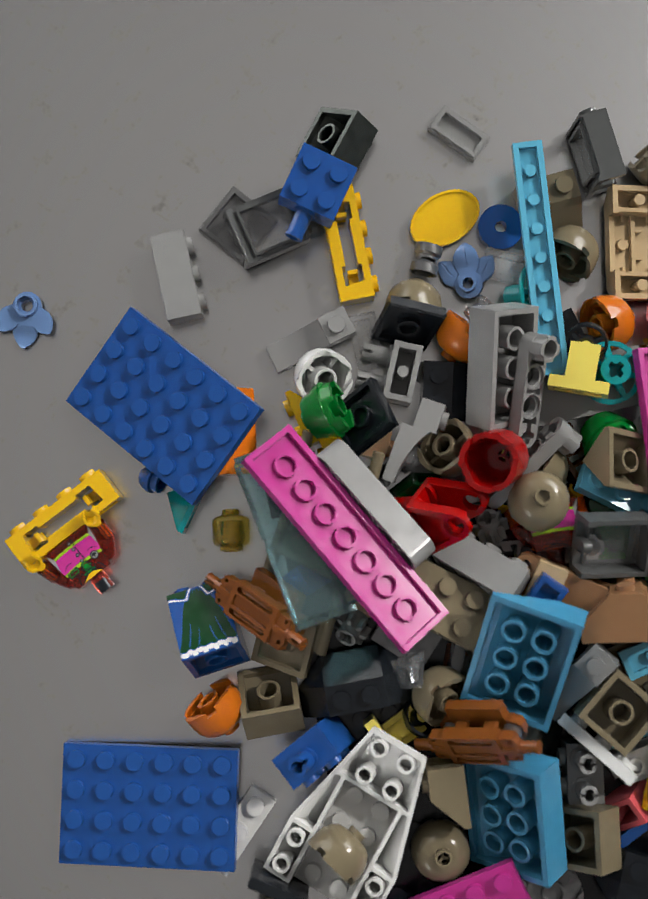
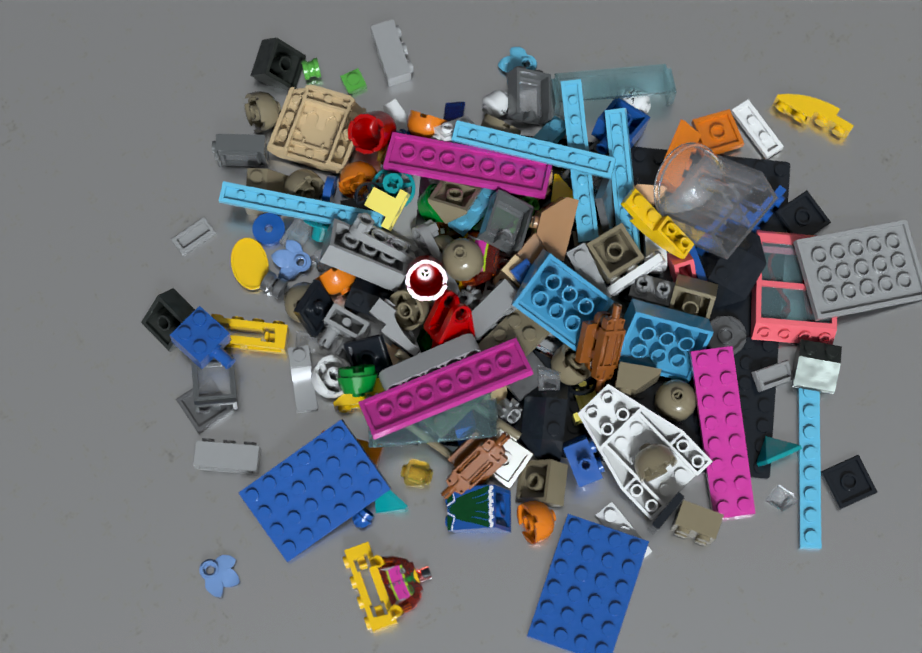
camera: 70 degrees left, 10 degrees down
(580, 288) = (329, 189): none -> blue piece

